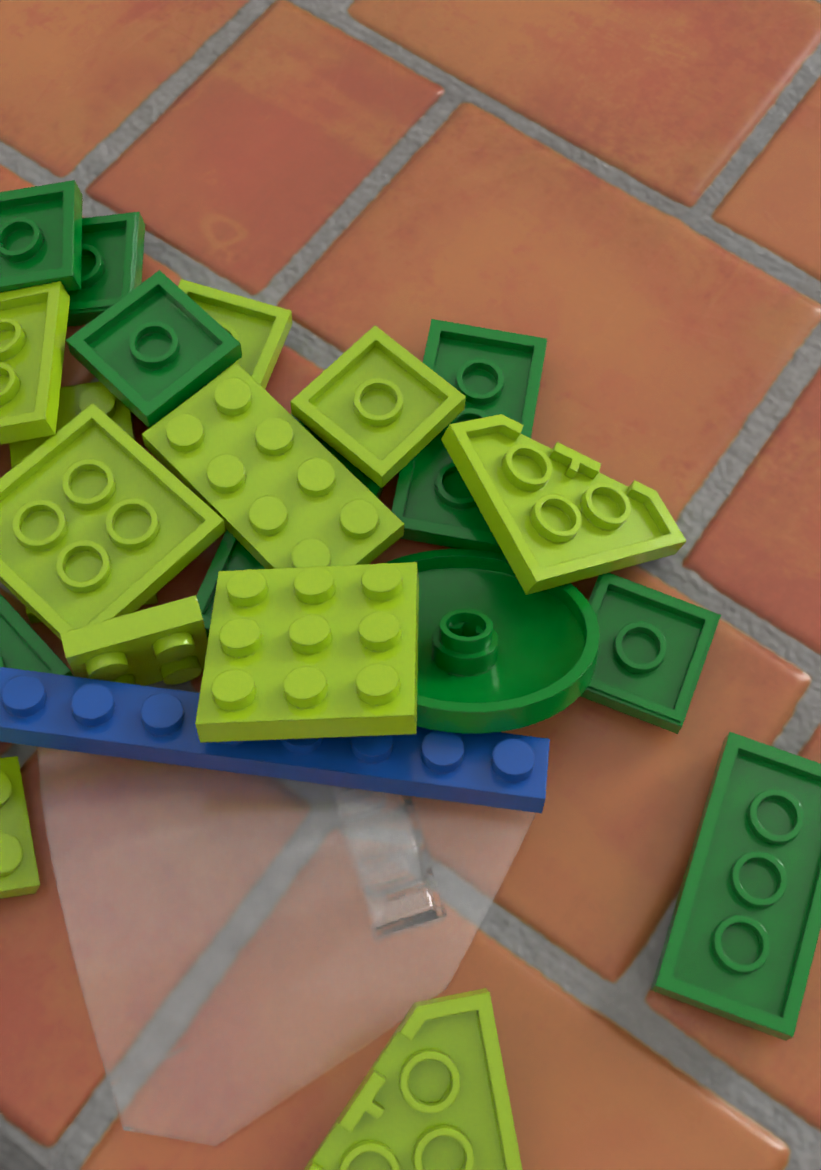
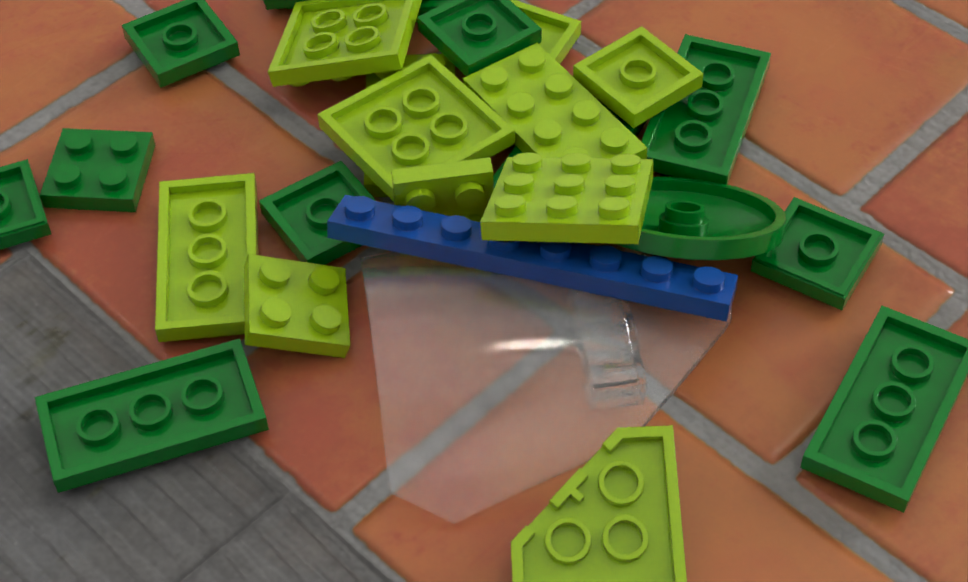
camera: 15 degrees right, 15 degrees down
(555, 508) = (764, 153): lime plate -> none

